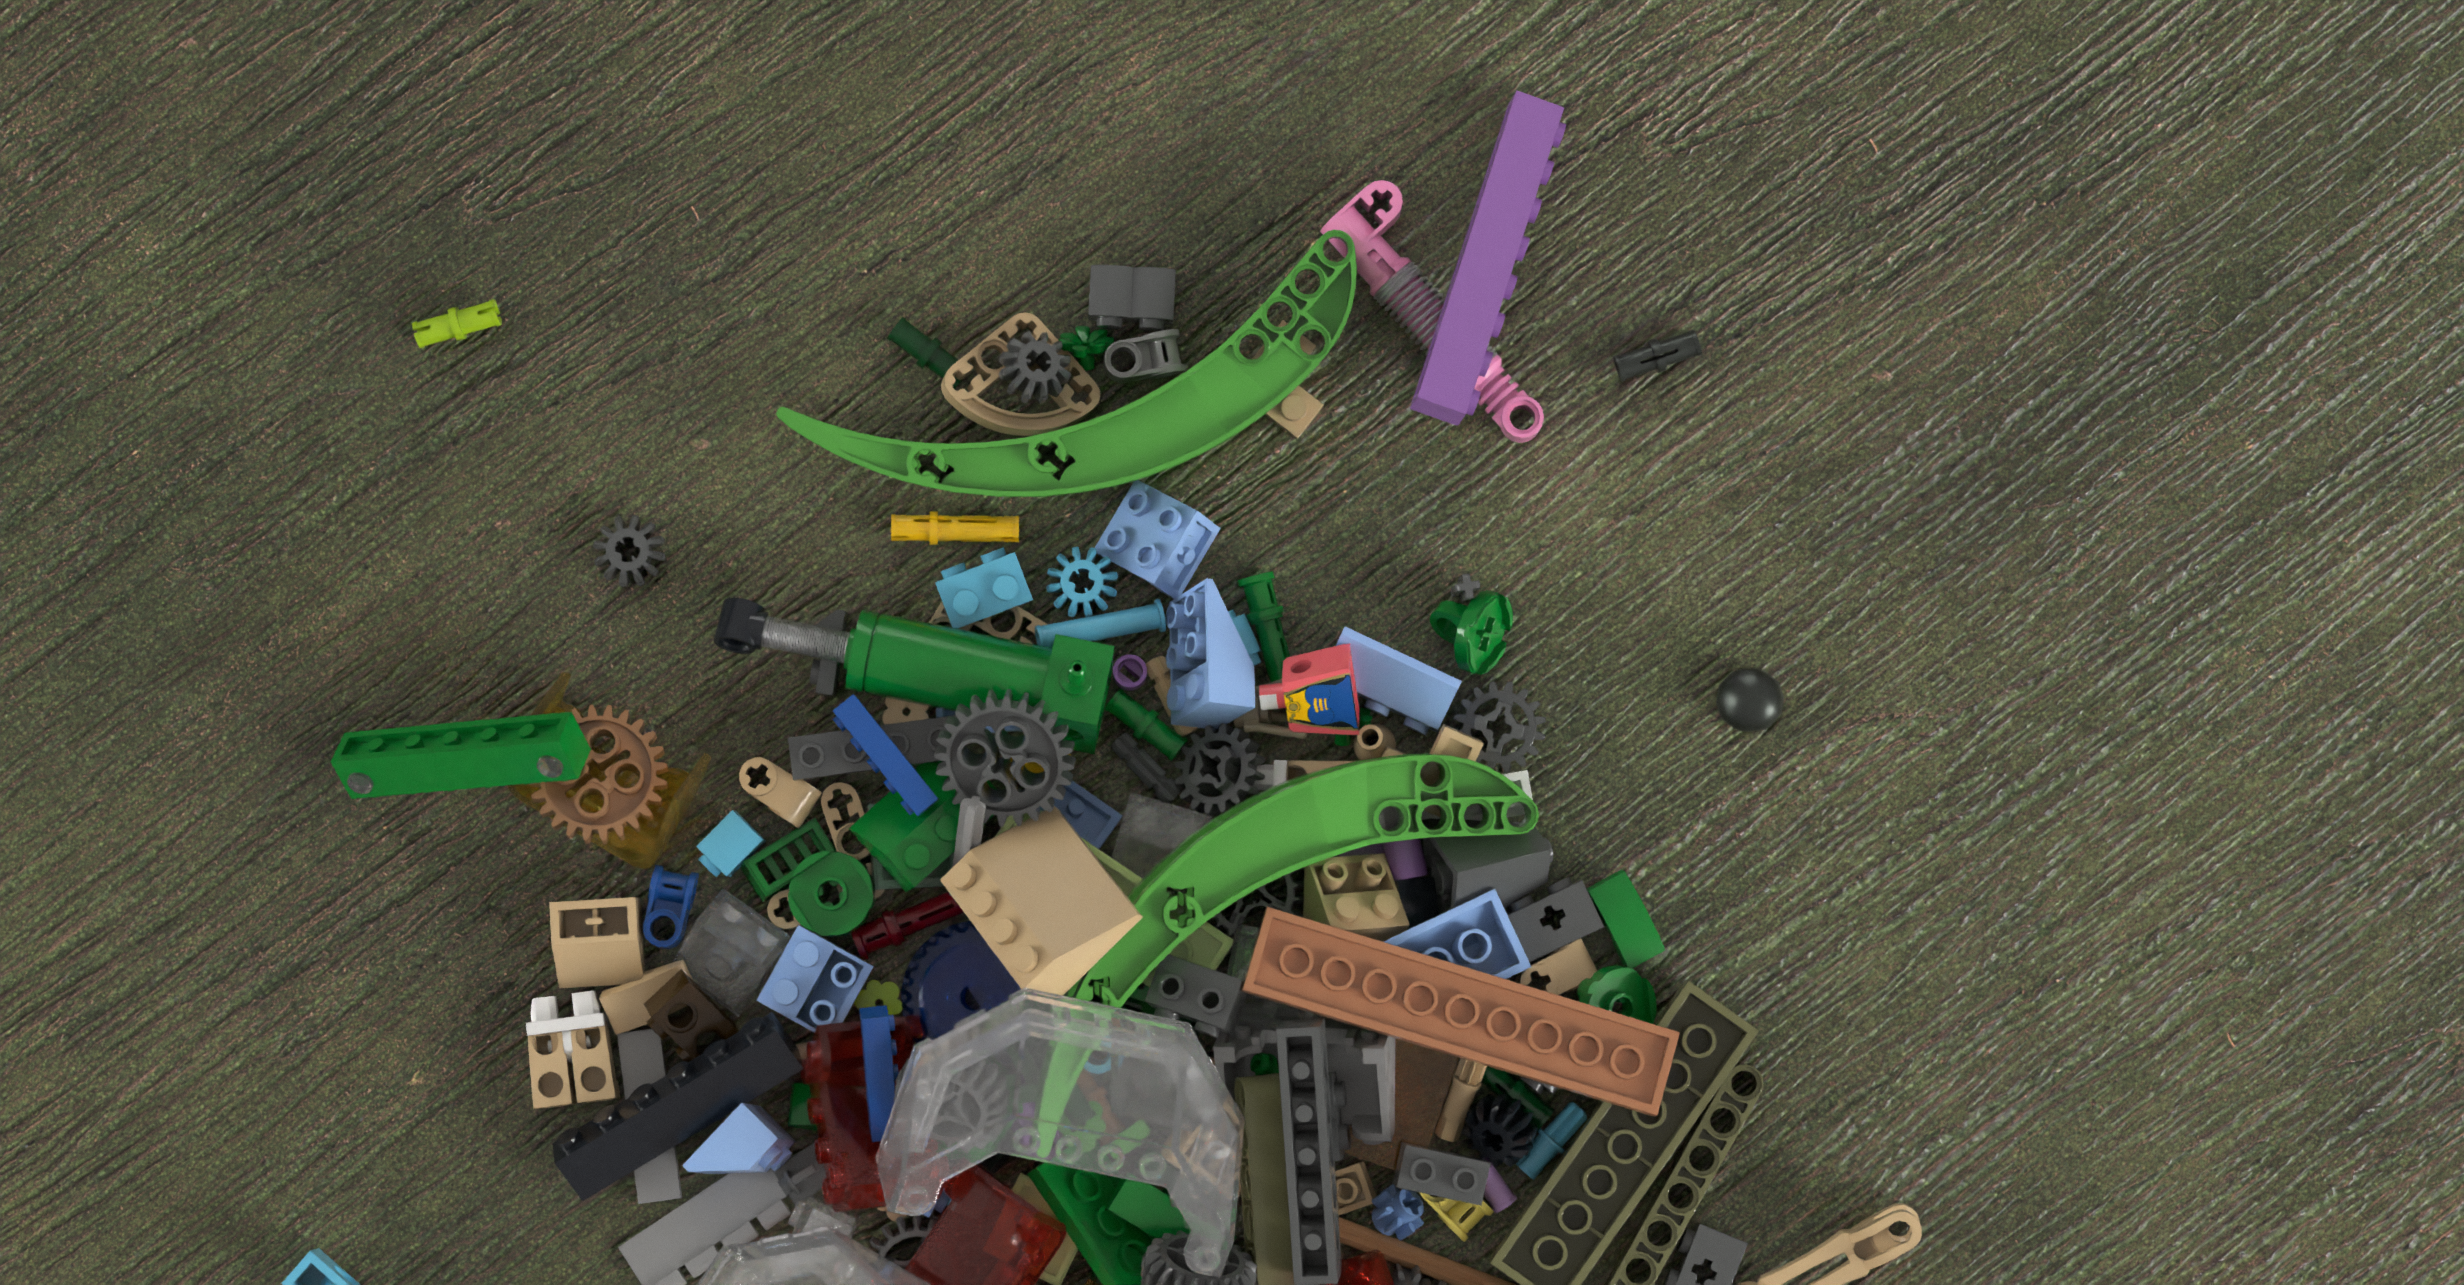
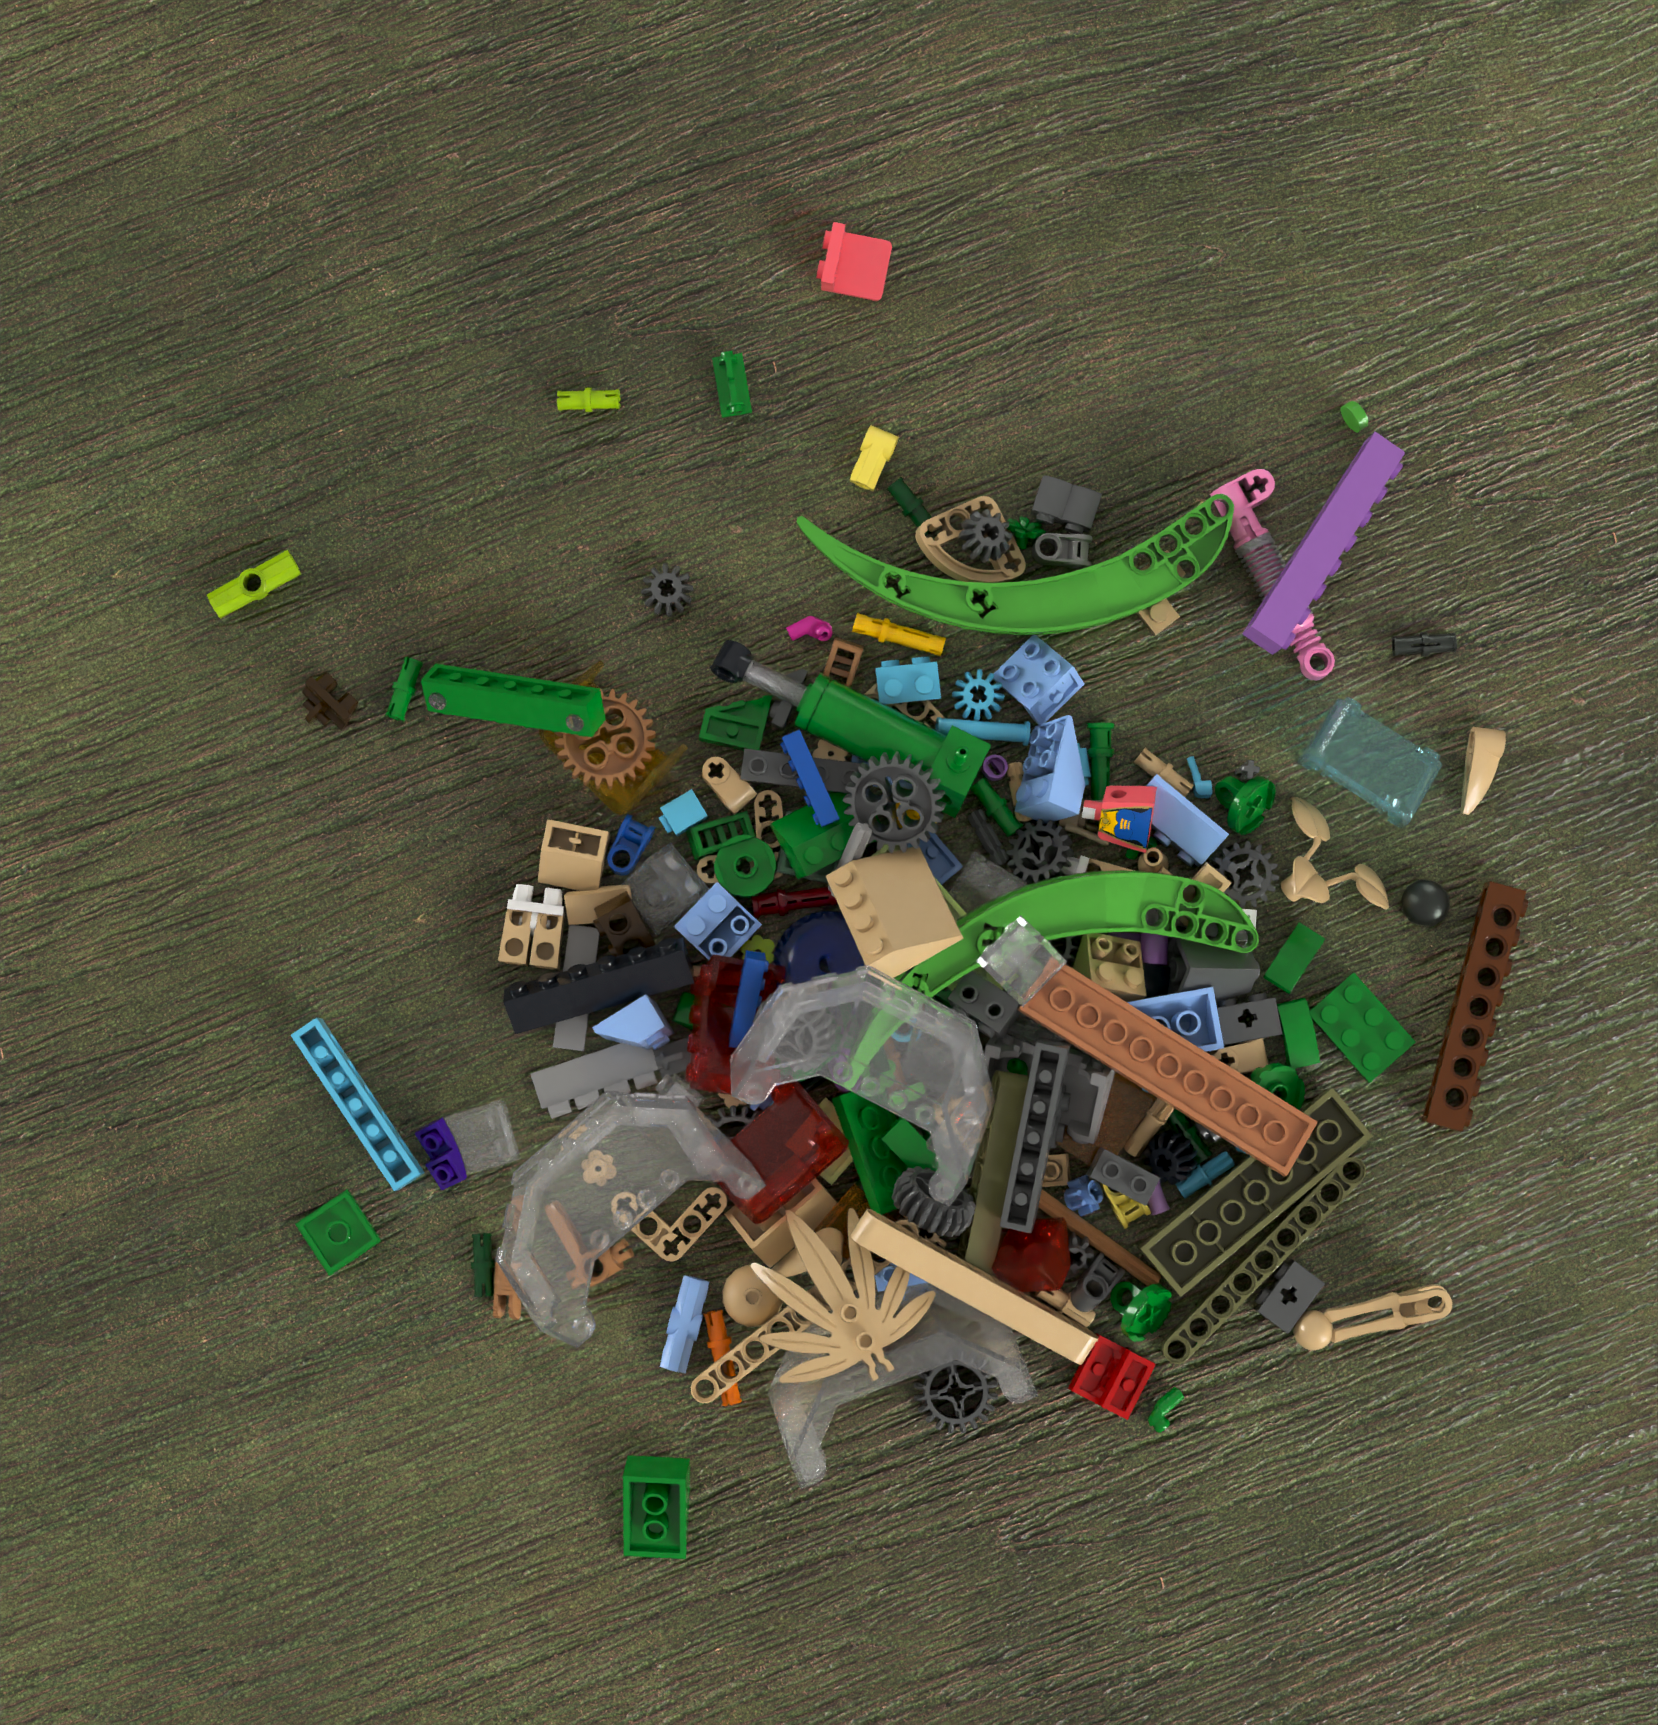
camera: 20 degrees right, 0 degrees up
(52, 710) = (272, 575): none -> lime piece
(213, 829) = (324, 706): none -> dark brown hips
(312, 777) = (404, 689): none -> green pin
(643, 252) = (731, 384): none -> green hinge
(764, 48) = (854, 264): none -> coral bracket
(771, 706) = (736, 725): none -> green wing
(835, 548) = (811, 626): none -> dark pink arm
(859, 290) = (876, 450): none -> light yellow piece
(890, 561) = (848, 646): none -> medium nougat slope
(1227, 926) = (1021, 960): none -> clear slope
(1356, 618) = (1153, 766): none -> tan pin
(1412, 626) = (1201, 789): none -> medium azure hand
(1485, 75) = (1354, 416): none -> bright green tile
(1578, 714) = (1306, 882): none -> tan plant
(1594, 820) = (1294, 958): none -> green slope
(1628, 530) = (1371, 761): none -> clear light blue windscreen
(1708, 888) = (1361, 1027): none -> green plate
(1774, 486) = (1482, 759): none -> tan piece
(1837, 669) = (1437, 1110): none -> reddish brown brick

